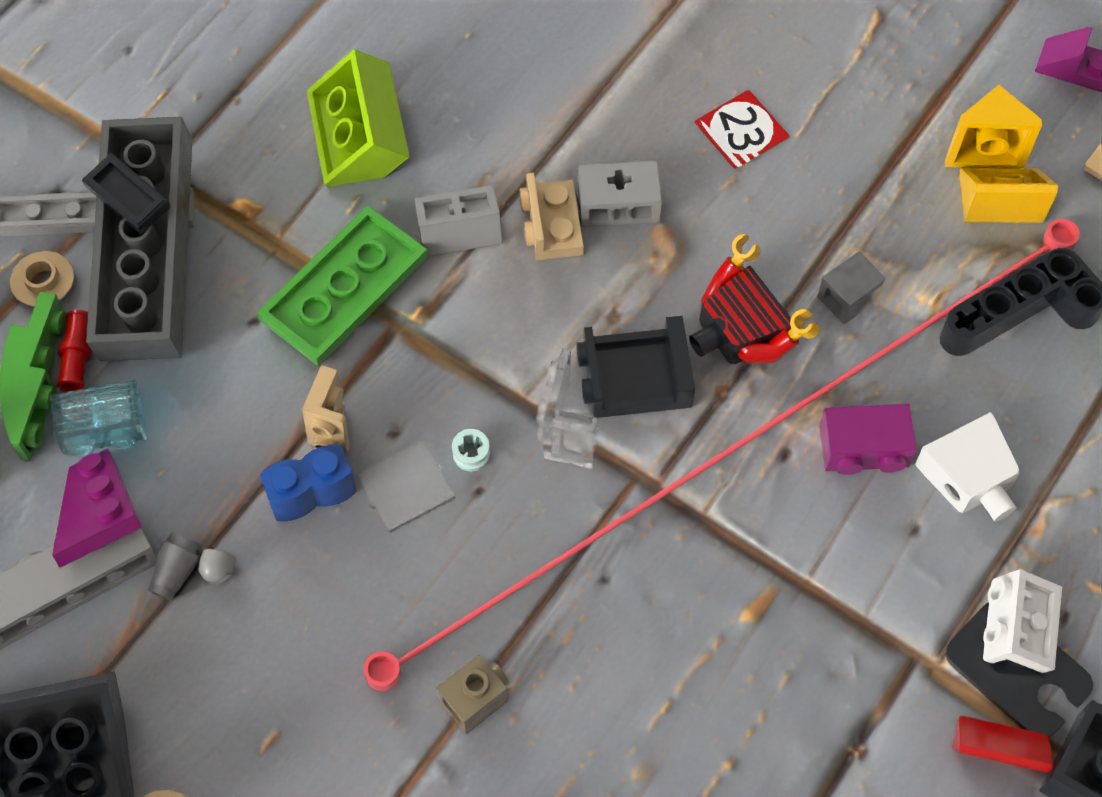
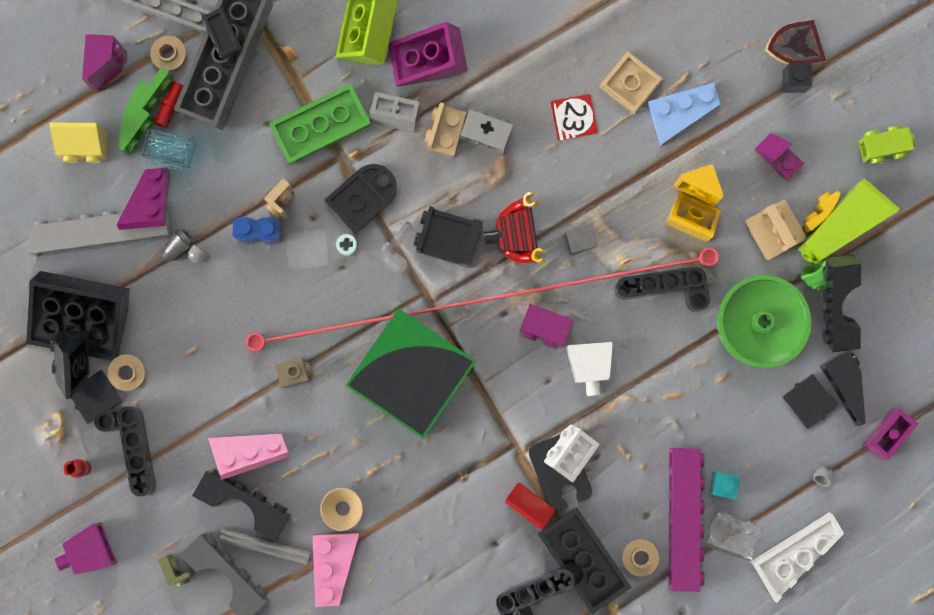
camera: 25 degrees right, 20 degrees up
(462, 369) = (361, 197): none -> black tile
(472, 123) = (428, 55): none -> magenta slope
(684, 602) = (410, 373): none -> black tile
(802, 50) = (631, 82): none -> tan tile
(897, 58) = (680, 110): none -> light blue wing

